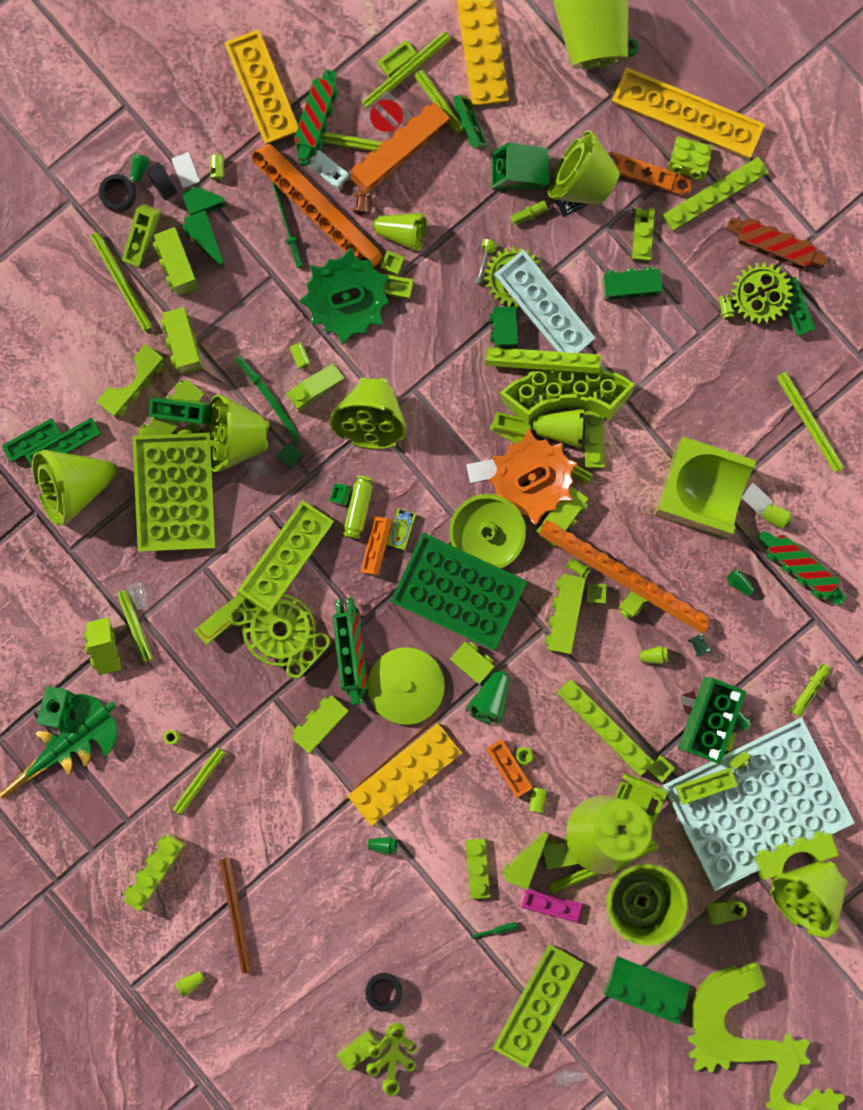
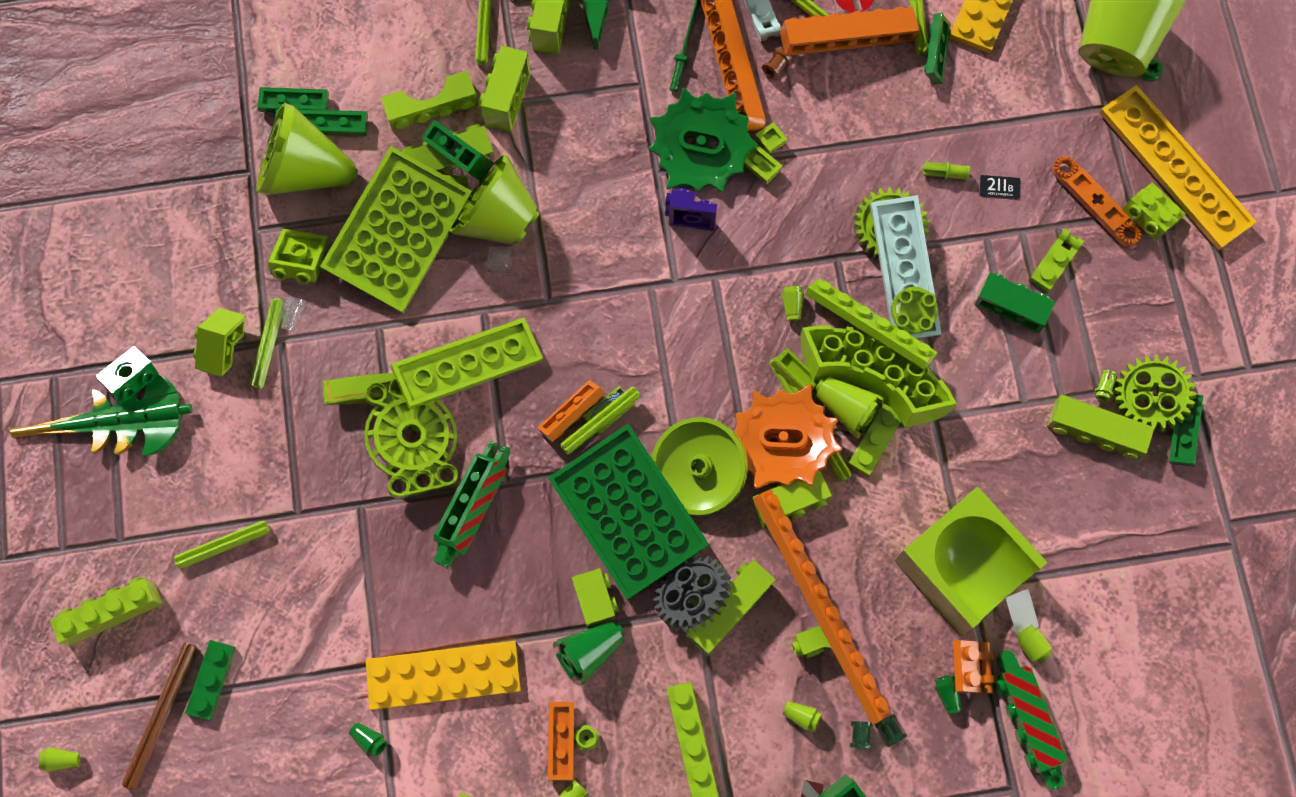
camera: 30 degrees right, 10 degrees down
(115, 552) = (298, 256): none -> lime plate
(167, 734) = (224, 479): lime piece -> none
(253, 872) = (210, 680): none -> green plate
(256, 379) = (557, 172): green sword -> none
(290, 455) = (541, 267): green plate -> none
(300, 355) = (616, 174): lime piece -> none
(314, 387) = (610, 213): lime slope -> none
(319, 723) = (387, 562): lime brick -> none
(340, 494) = (567, 335): green plate -> none
(358, 507) = (577, 360): lime axle -> none
(364, 355) = (686, 212): none -> dark purple plate
(370, 416) = (647, 270): lime cone -> none
(401, 540) = (600, 420): none -> lime axle
(403, 229) = (803, 110): lime cone -> none
(406, 686) = (507, 579): lime dish -> none
(480, 376) = (793, 302): none -> lime cone
(481, 470) = (732, 400): white sticker -> none
(488, 247) = (881, 179): hinge -> none
(504, 327) = (850, 266): green brick -> none
(519, 167) = (964, 119): green slope -> none
(536, 620) = (692, 594): none -> dark grey gear
(568, 333) = (914, 310): none -> lime dish
(578, 568) = (775, 566): lime pin -> none
(584, 172) = (1032, 159): lime cone -> none
(596, 593) = (778, 606): lime plate -> none
(715, 194) = (1160, 264): lime plate -> none
(717, 630) = (891, 730): none -> clear green bush
(738, 339) = (1100, 427): none -> lime brick
(743, 559) = (968, 667): none -> orange plate
(775, 244) = (1200, 352): dark orange hinge -> none
(810, 422) = (1131, 564): lime axle -> none

